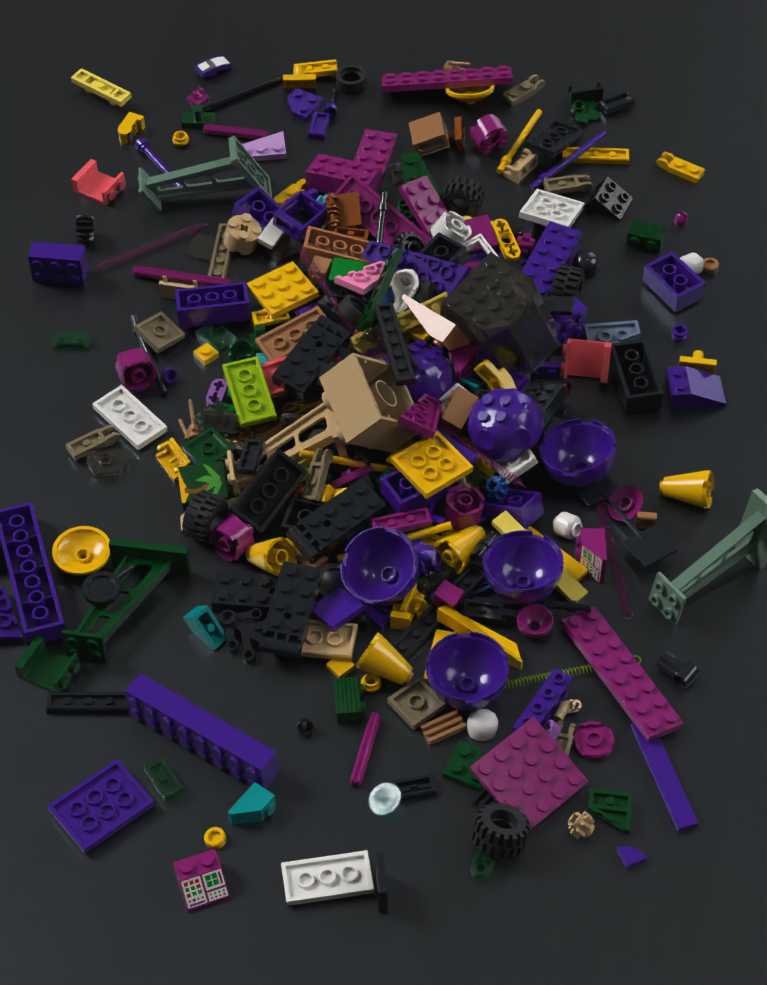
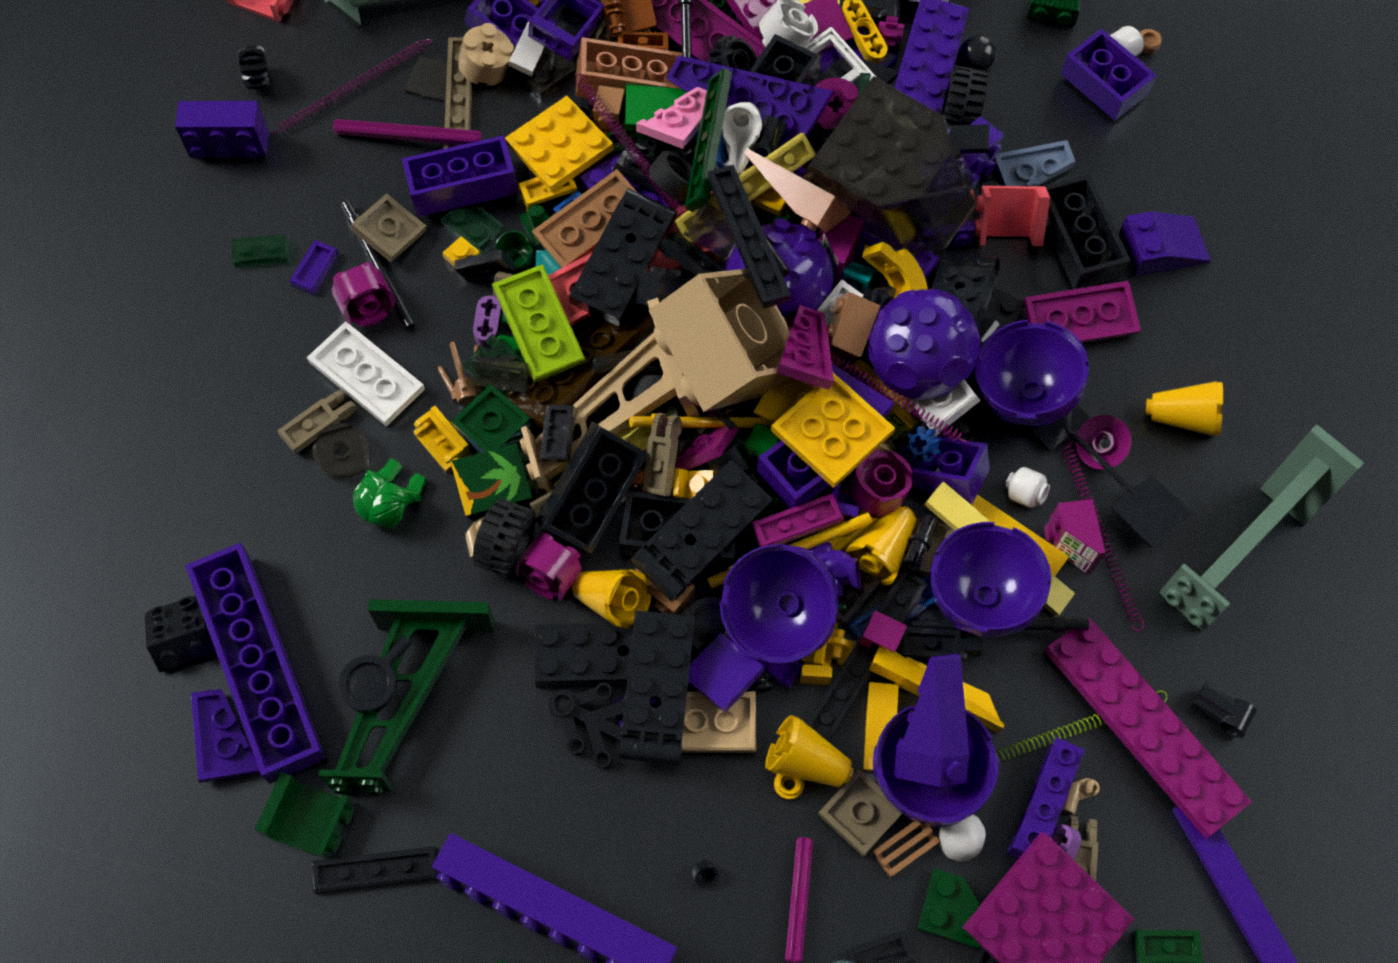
camera: 10 degrees left, 15 degrees up
(81, 543) = (318, 600): yellow dish -> none
(105, 353) = (314, 267): none -> dark purple tile
(128, 488) = (384, 502): none -> green hair
(167, 289) = (391, 153): hinge -> none
(172, 374) = (417, 294): dark purple hinge -> none
(206, 626) = (532, 719): teal slope -> none
(216, 359) = (484, 265): none -> black plate
(340, 668) = (739, 764): yellow tile -> none
(347, 699) = (761, 820): dark green brick -> none
(468, 648) = (937, 737): none -> dark purple wedge
(535, 614) = (1020, 646): magenta piece -> none
(593, 741) = (1125, 842): magenta tile -> none
(633, 425) = (1088, 312): none -> magenta plate
(645, 520) = (1137, 466): medium nougat tile -> none
(679, 336) = (1119, 154): dark purple bush -> none
(699, 362) = (1163, 202): yellow tile -> none

